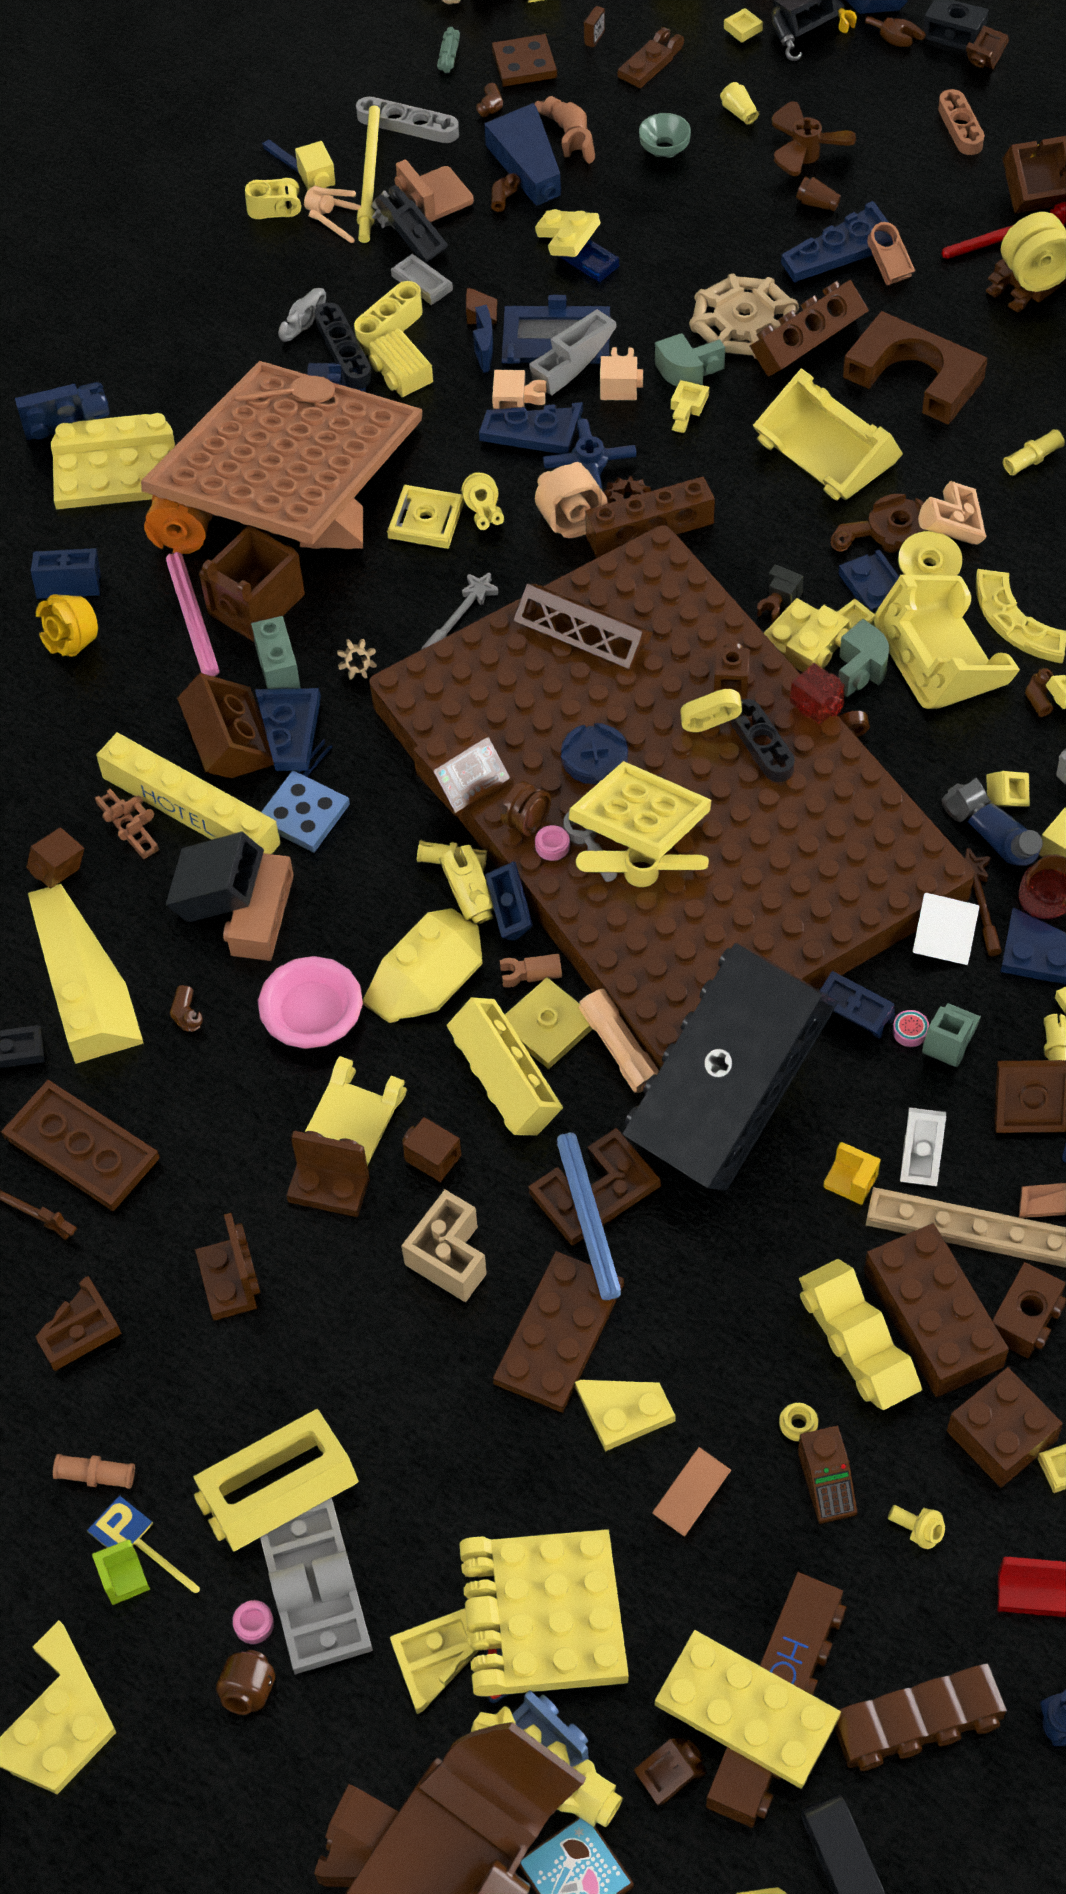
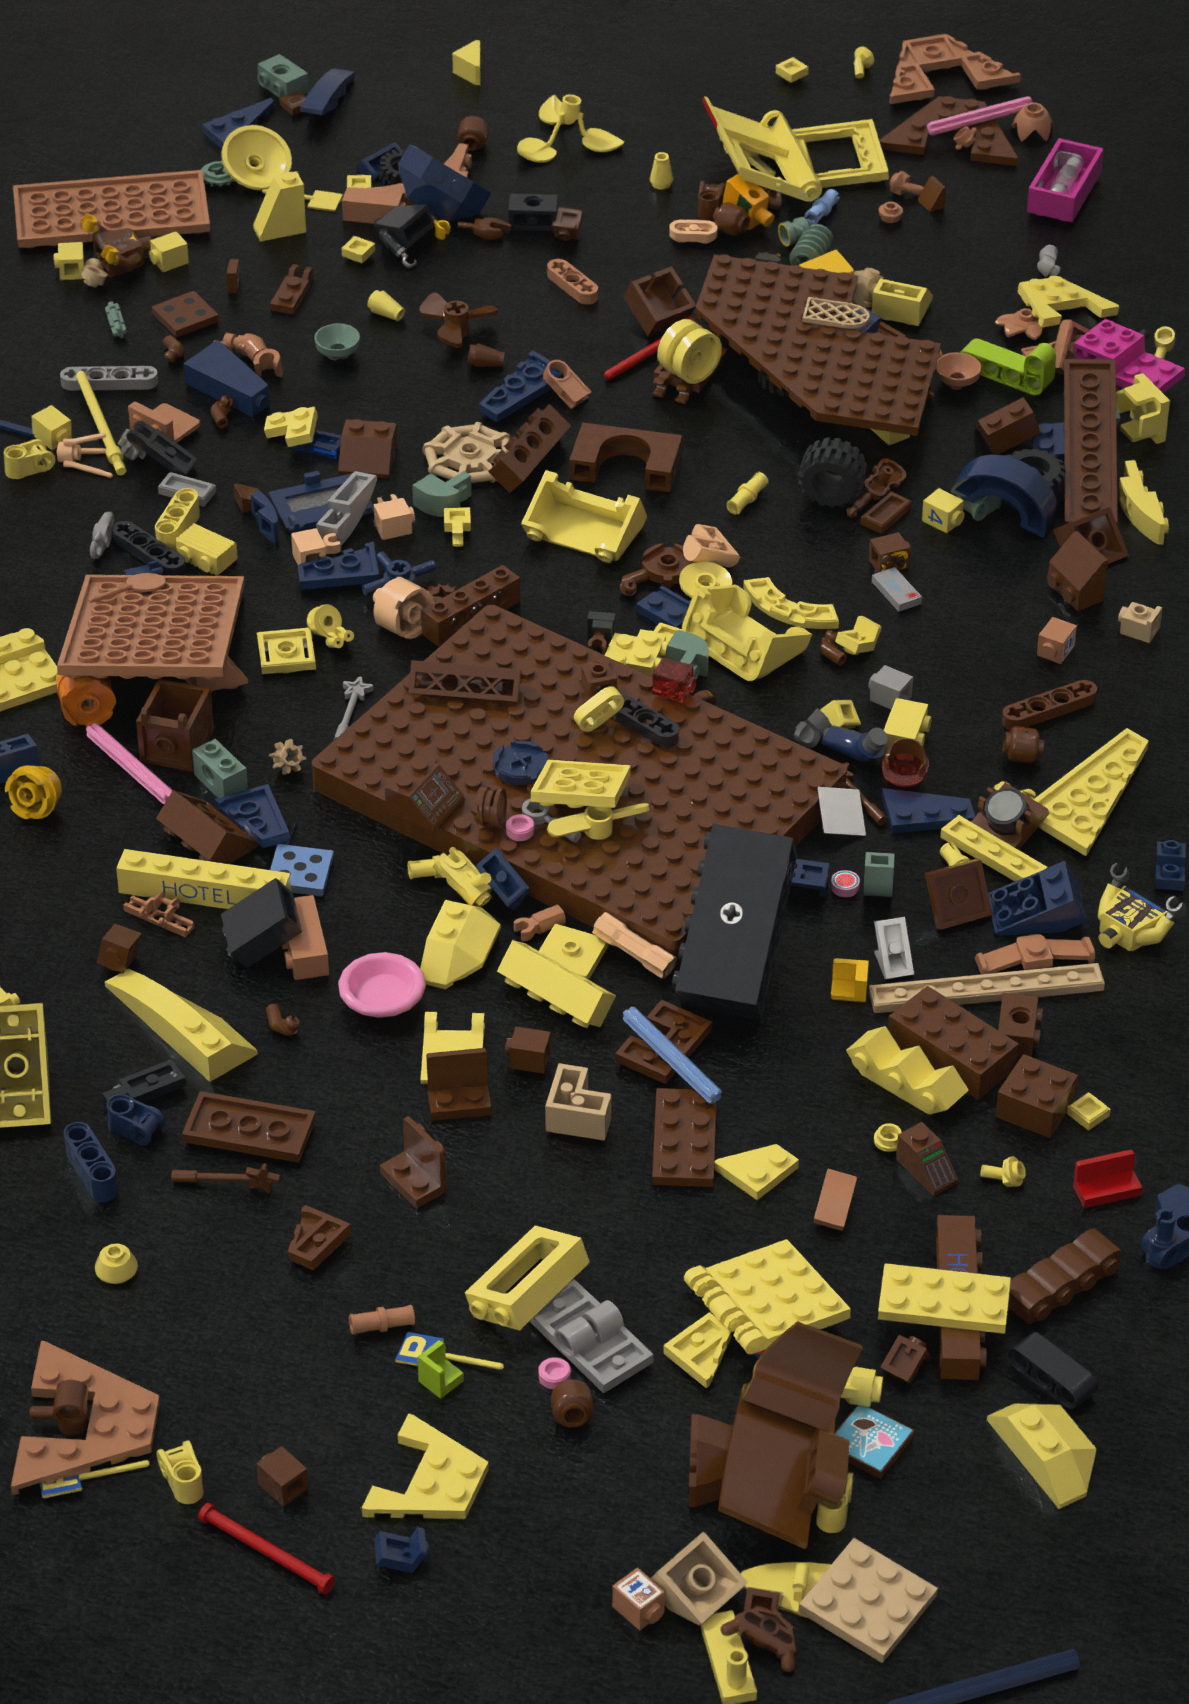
camera: 25 degrees left, 15 degrees down
(633, 280) = (367, 448): none -> reddish brown slope

